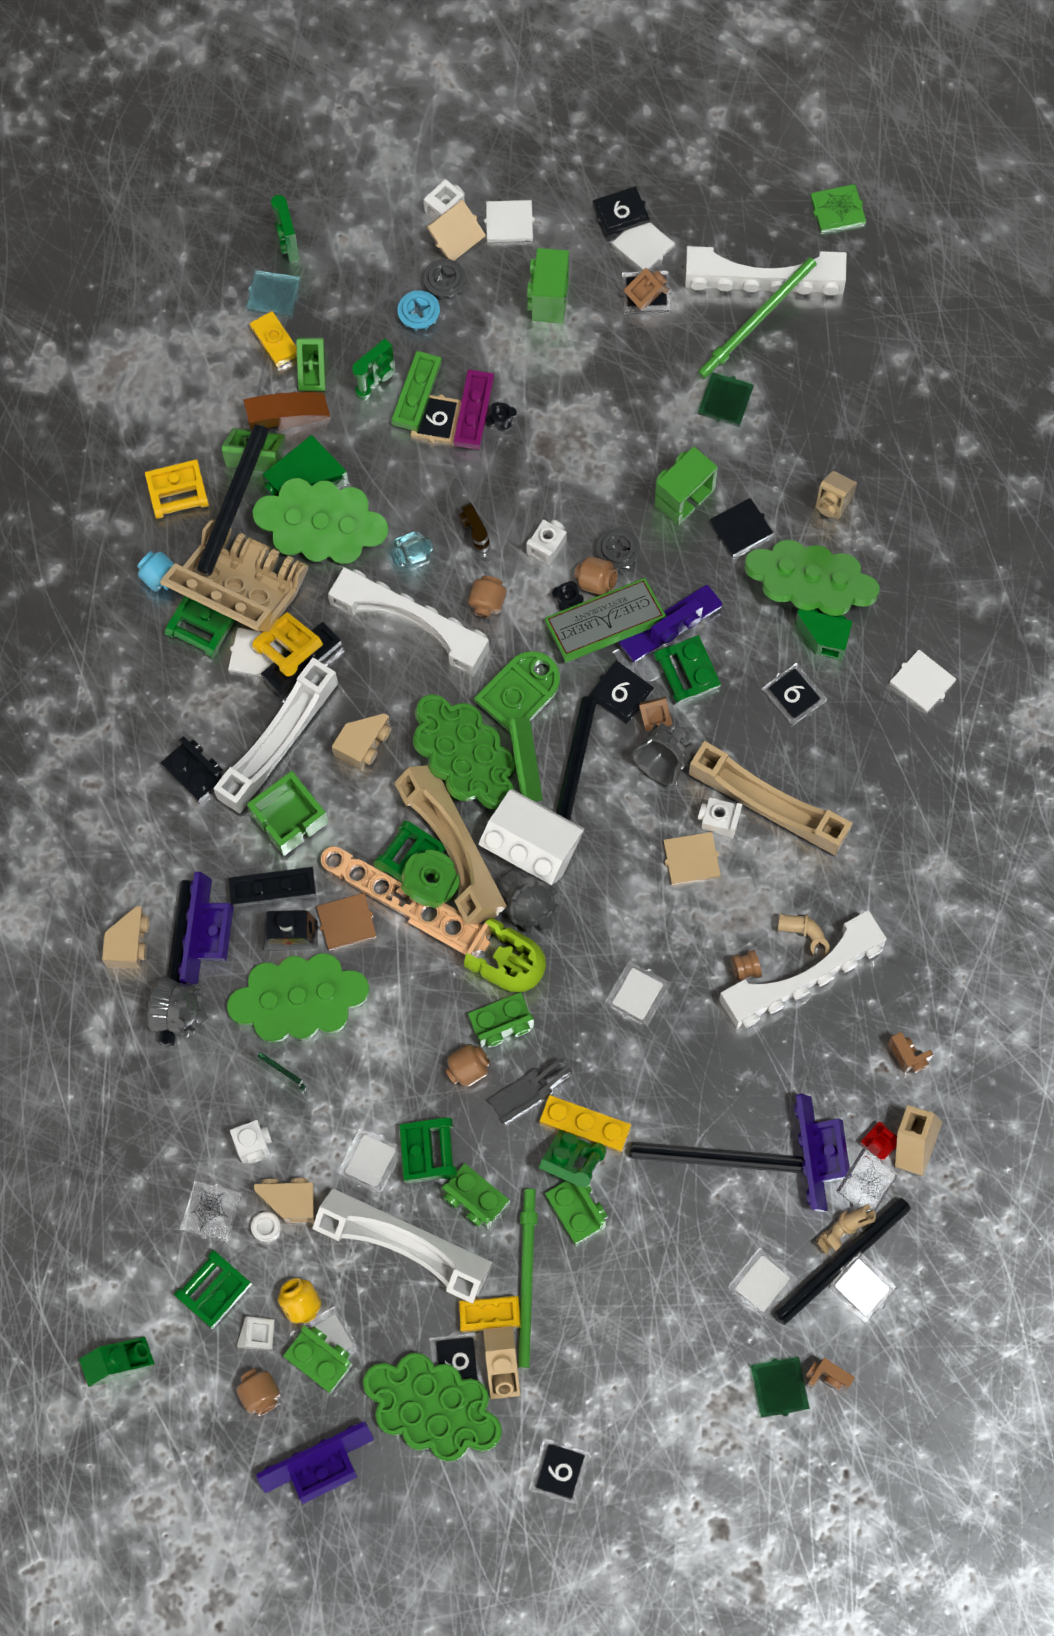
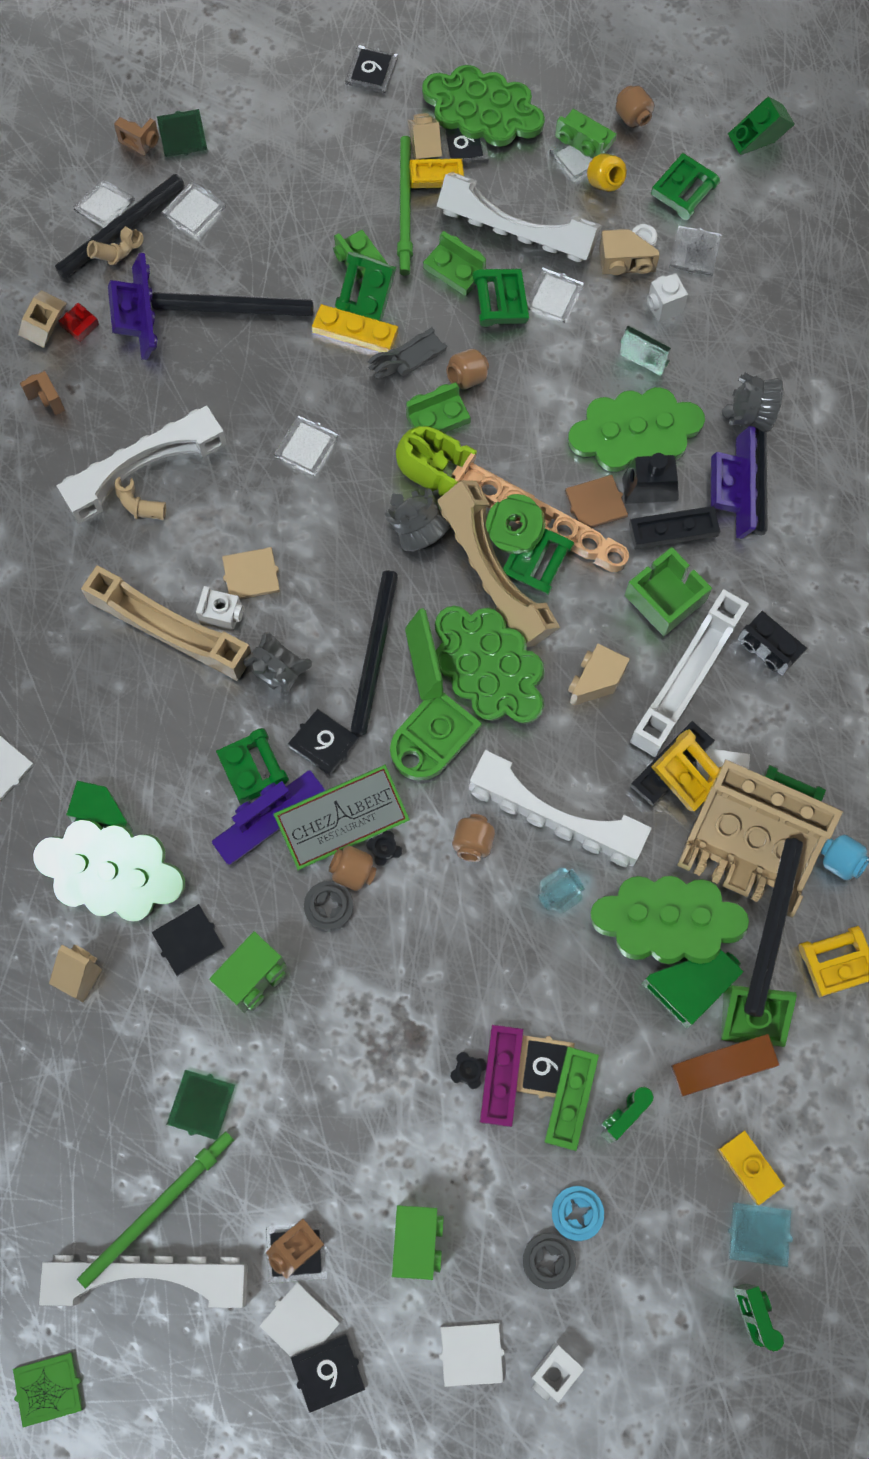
camera: 175 degrees right, 0 degrees up
(124, 941) = (813, 469): tan slope -> none
(256, 1334) = (641, 155): white slope -> none
(311, 364) = (701, 1126): bright green slope -> none
(318, 1467) = (574, 56): dark purple bracket -> none
(456, 230) = (539, 1328): tan piece -> none
(479, 533) = (497, 933): dark brown plate -> none
(531, 837) = (414, 570): white slope -> none
(547, 549) = (409, 921): white brick -> none
(655, 712) = (286, 714): medium nougat plate -> none
(746, 966) = (198, 465): medium nougat wheel -> none
(794, 694) = (137, 747): piece -> none
(866, 1181) = (93, 281): clear piece -> none

